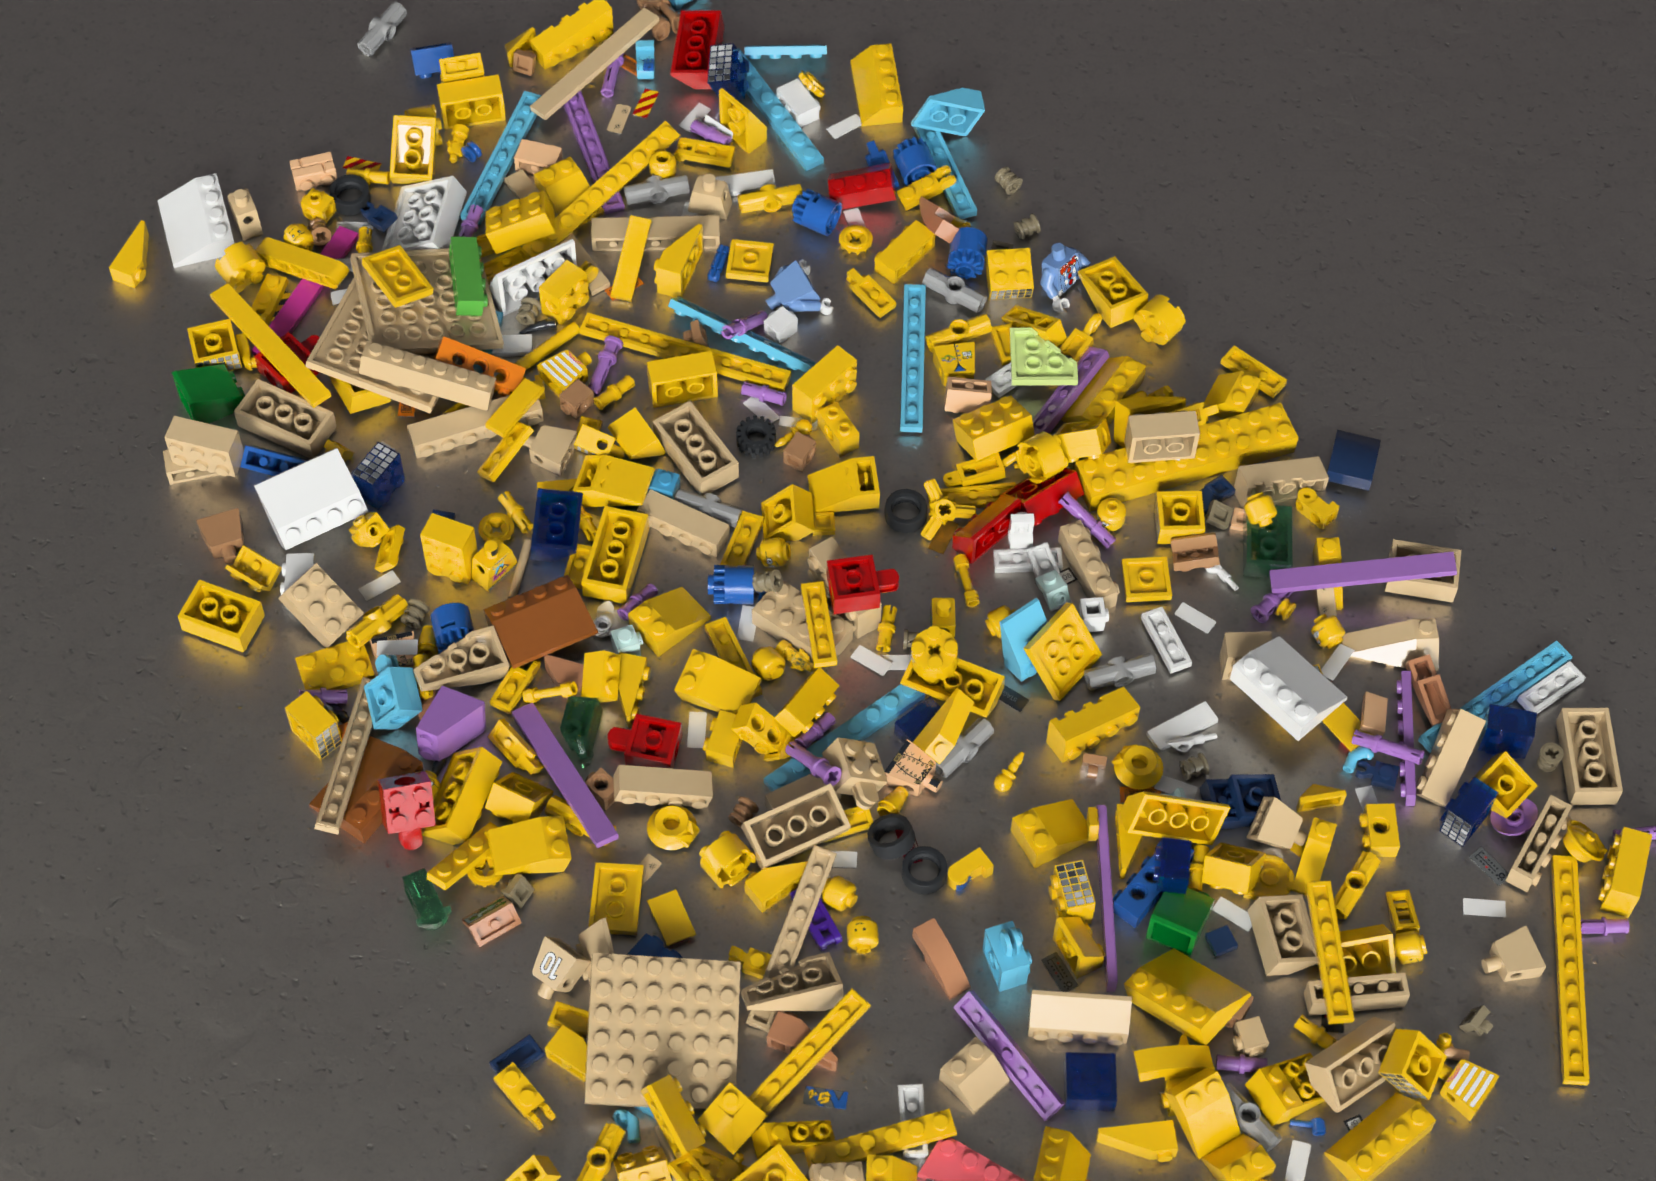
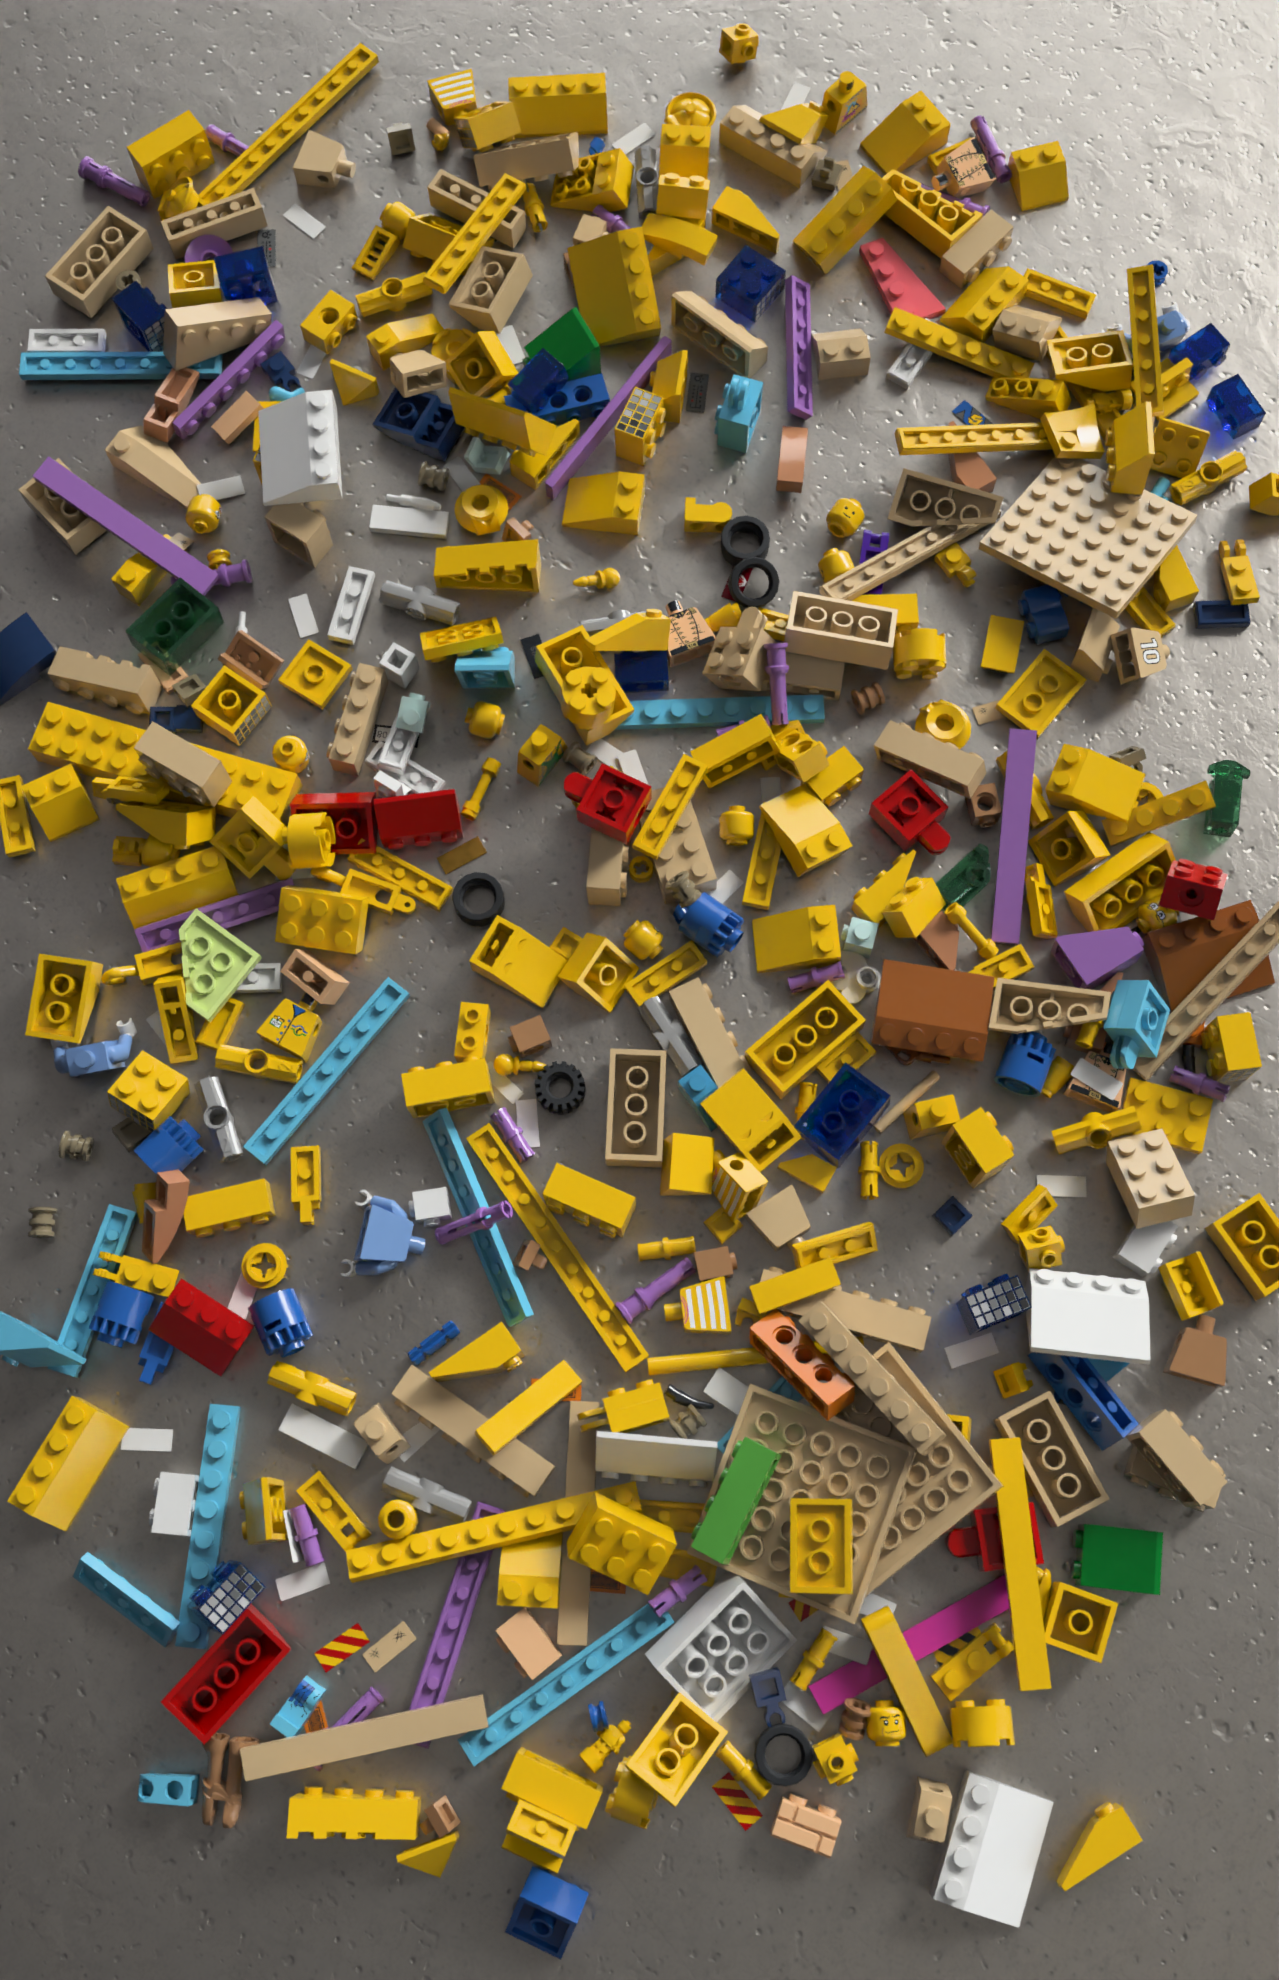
camera: 140 degrees left, 15 degrees up
(414, 613) = (1049, 1118): dark tan bush -> none
(492, 920) = (1169, 751): panel -> none
(696, 729) = (852, 811): white sticker -> none
(749, 260) = (398, 1318): yellow plate -> none
(799, 659) = (703, 811): yellow piece -> none
(812, 83) = (139, 1517): yellow gear -> none
(938, 500) = (445, 867): yellow bush -> none
(1092, 824) = (569, 476): yellow tile -> none
(1094, 526) = (318, 755): medium lavender pin -> none
(1159, 320) = (53, 925): yellow brick -> none
(1221, 941) = (540, 323): dark blue tile -> none
(1260, 509) = (160, 635): yellow head -> none
(1315, 508) = (98, 633): yellow leg -> none
(1388, 747) = (263, 380): medium lavender pin -> none

